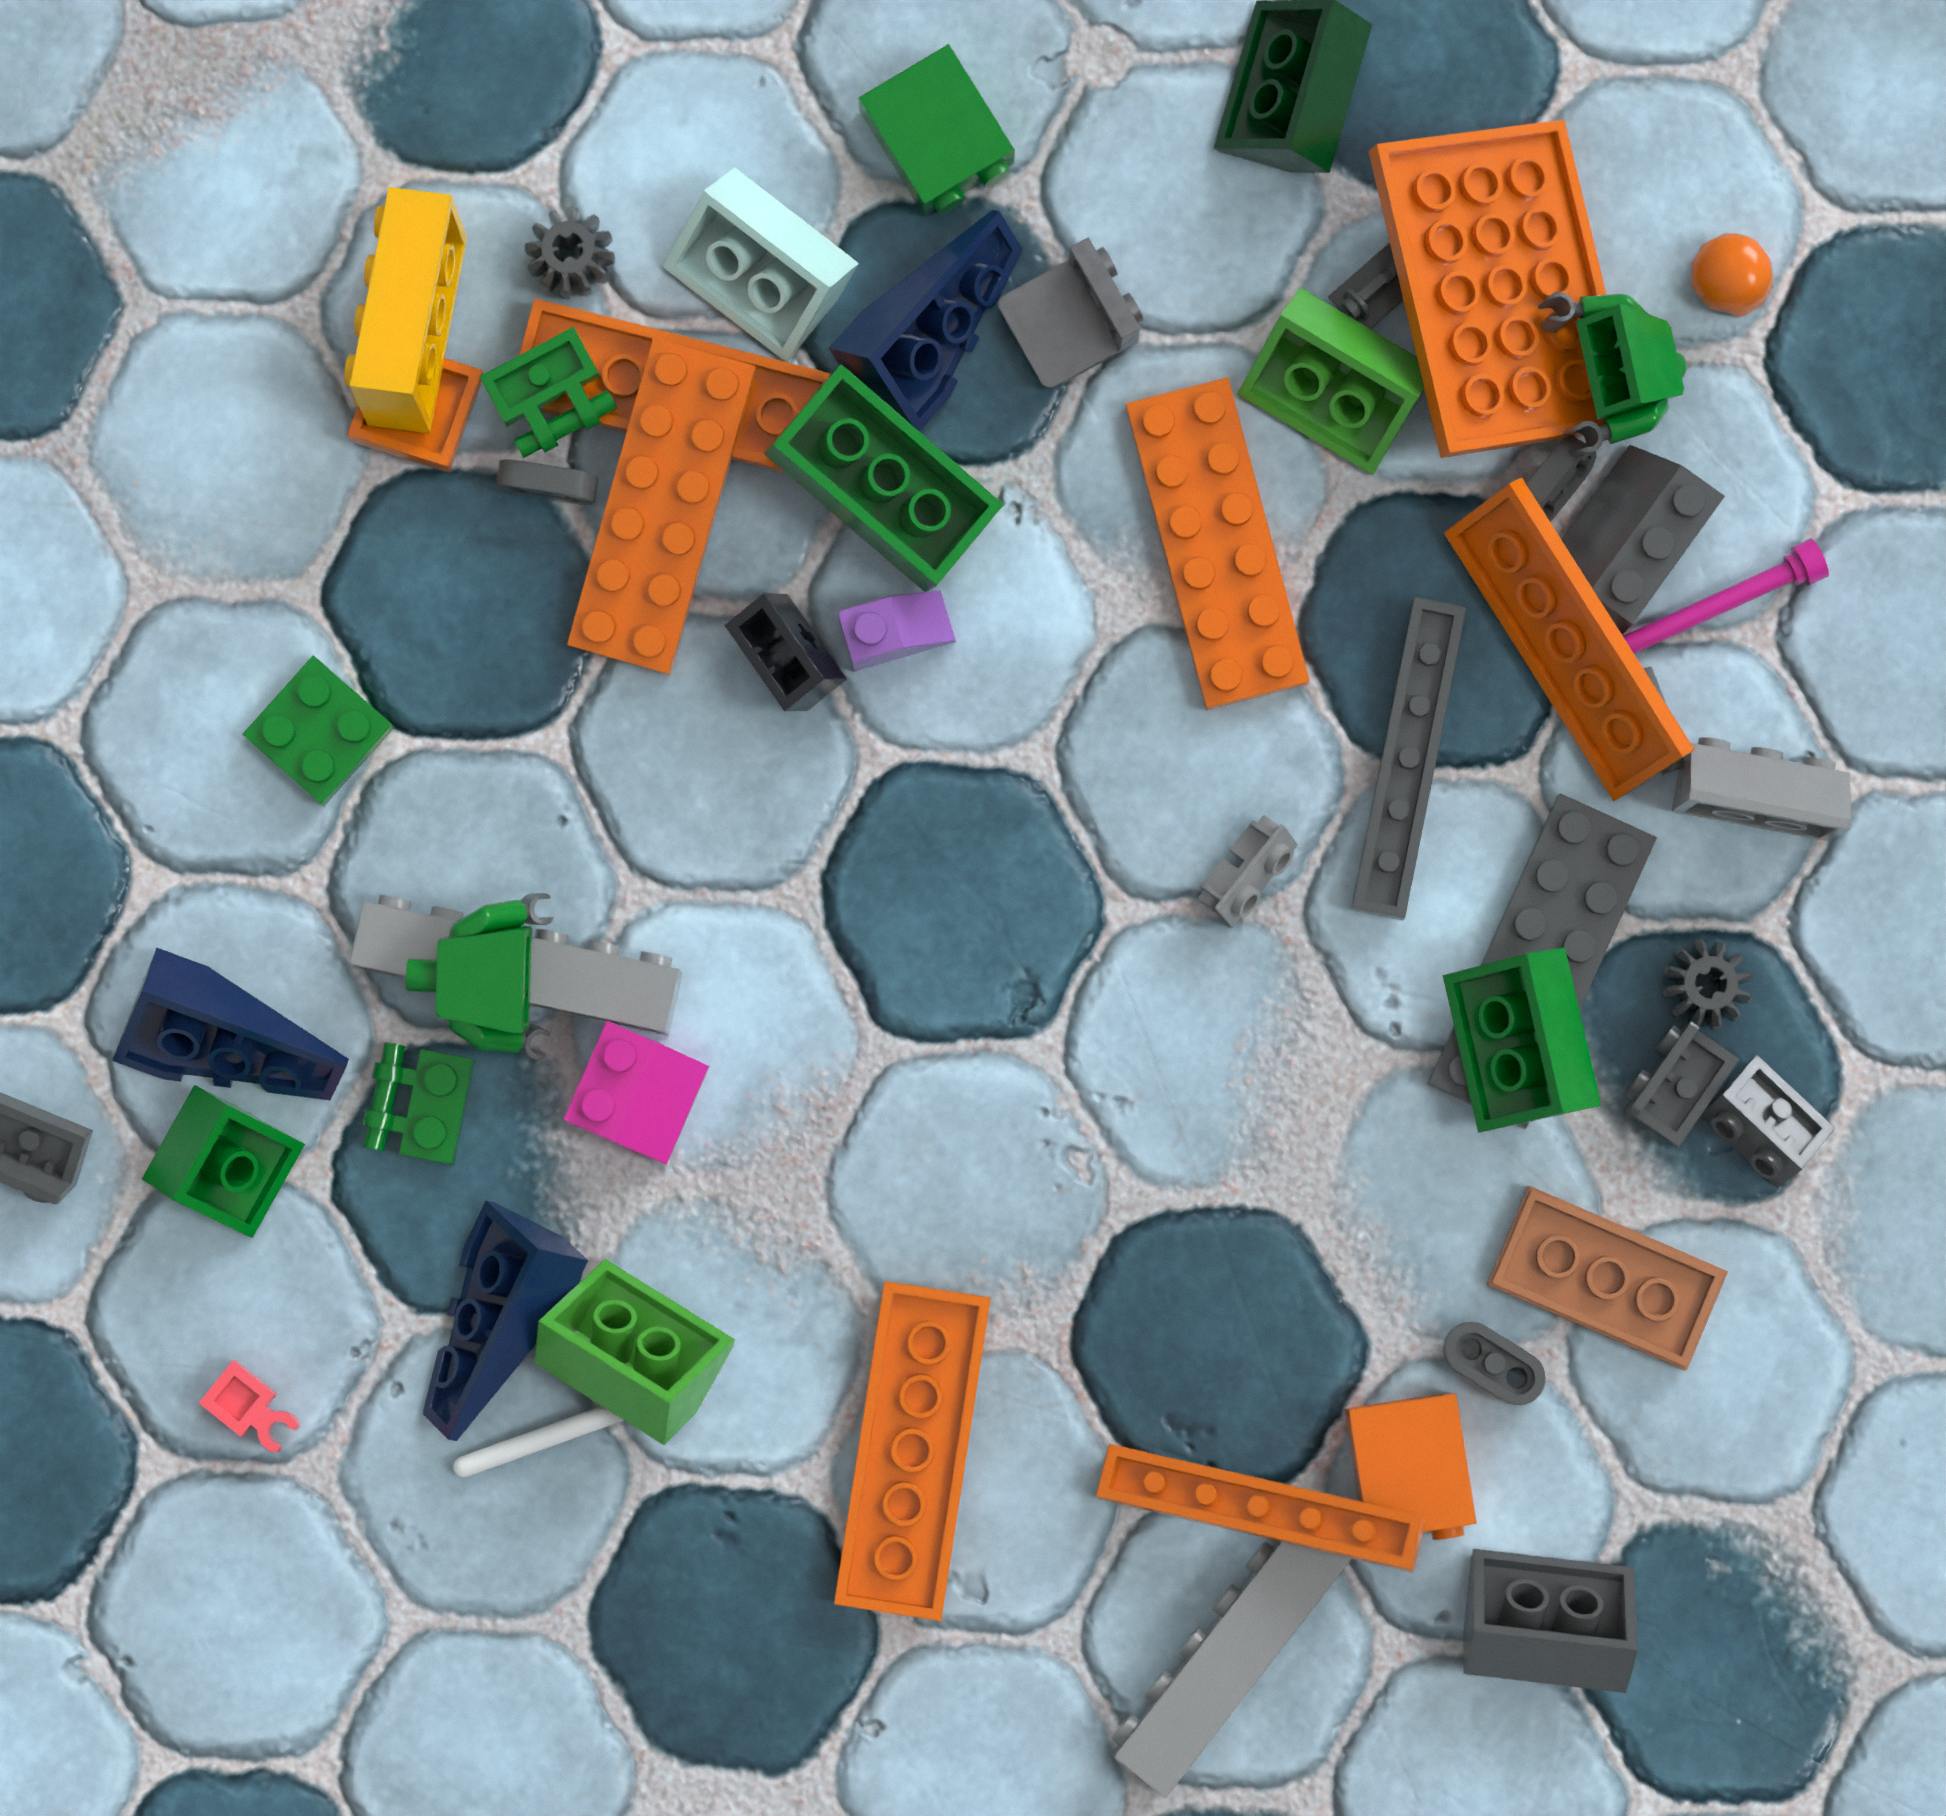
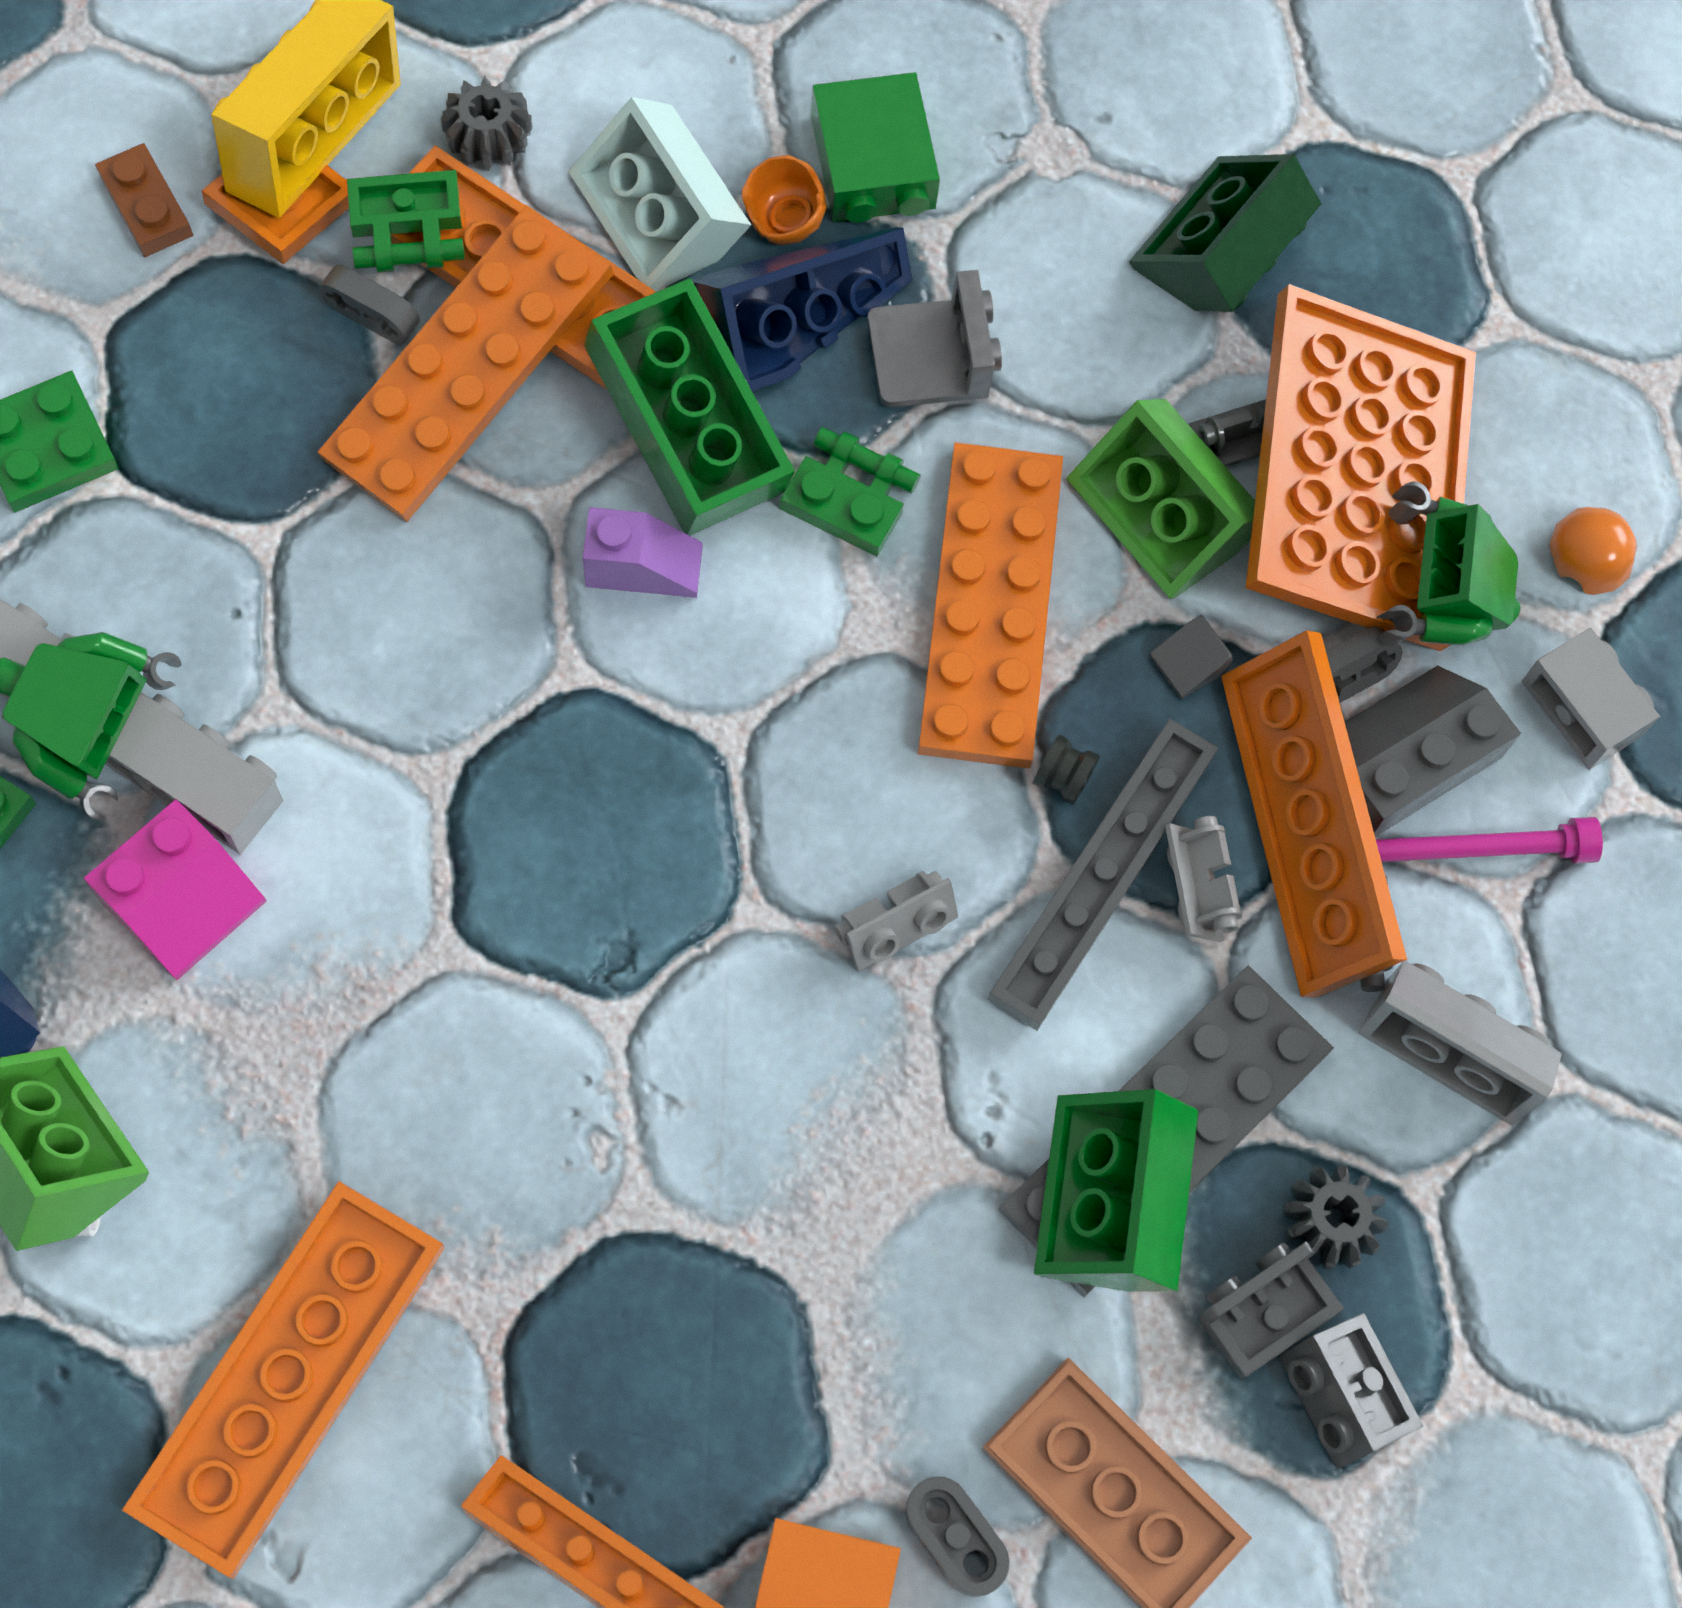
camera: 15 degrees right, 15 degrees down
(291, 457) = (144, 200): none -> dark orange plate
(785, 652) = (523, 531): black brick -> none
(878, 225) = (784, 200): none -> orange hair
(1048, 502) = (842, 504): none -> green plate
(1342, 679) = (1066, 769): none -> pearl dark grey wheel
(1411, 527) = (1192, 657): none -> dark grey slope
(1503, 753) = (1206, 904): none -> light grey hinge
(1775, 425) = (1590, 698): none -> light grey brick

